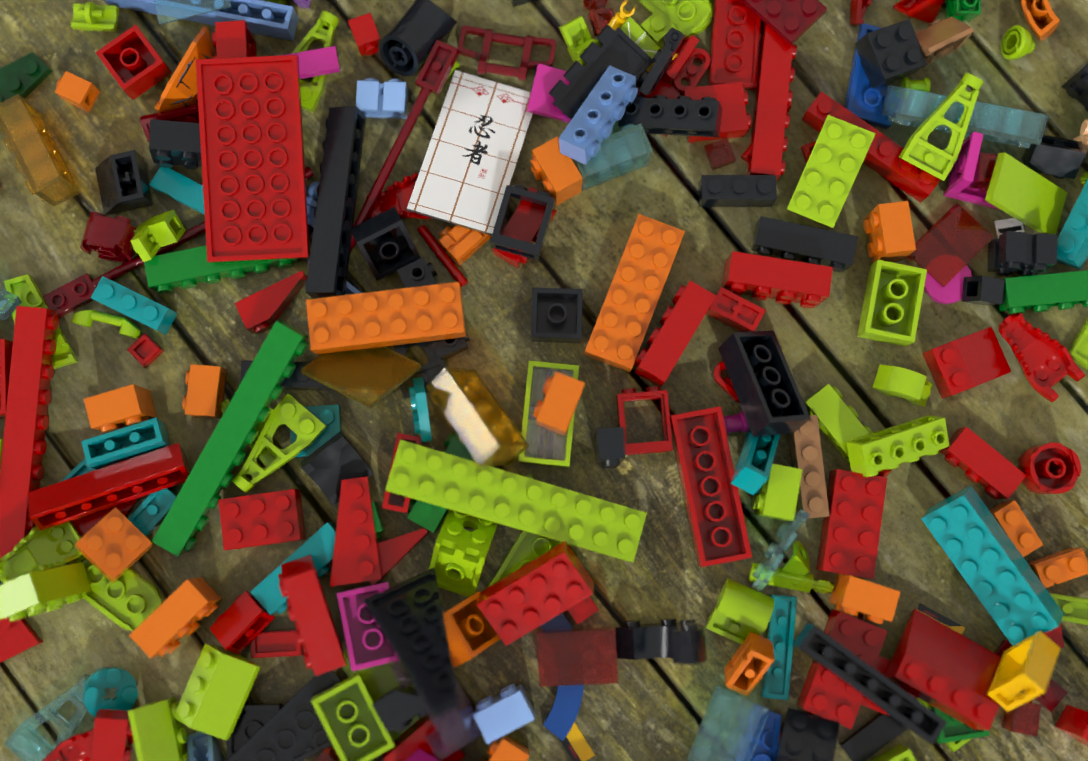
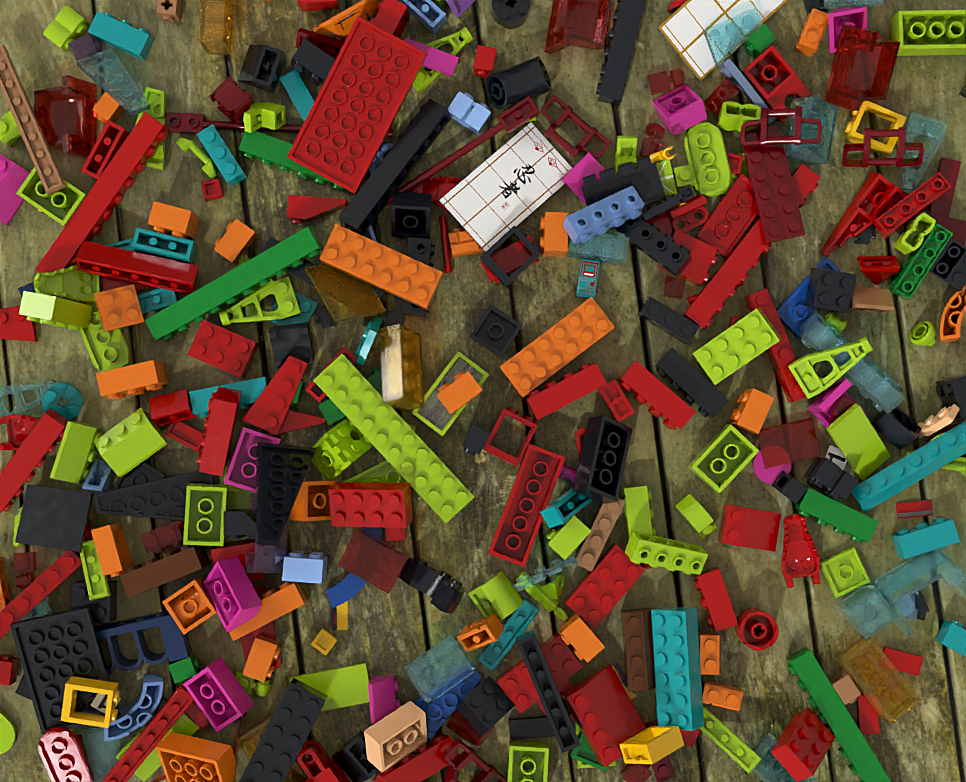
camera: 30 degrees right, 5 degrees up
(356, 414) = (325, 317): none -> black piece
(620, 199) = (587, 278): none -> teal tile
(934, 572) = (638, 649): none -> reddish brown slope

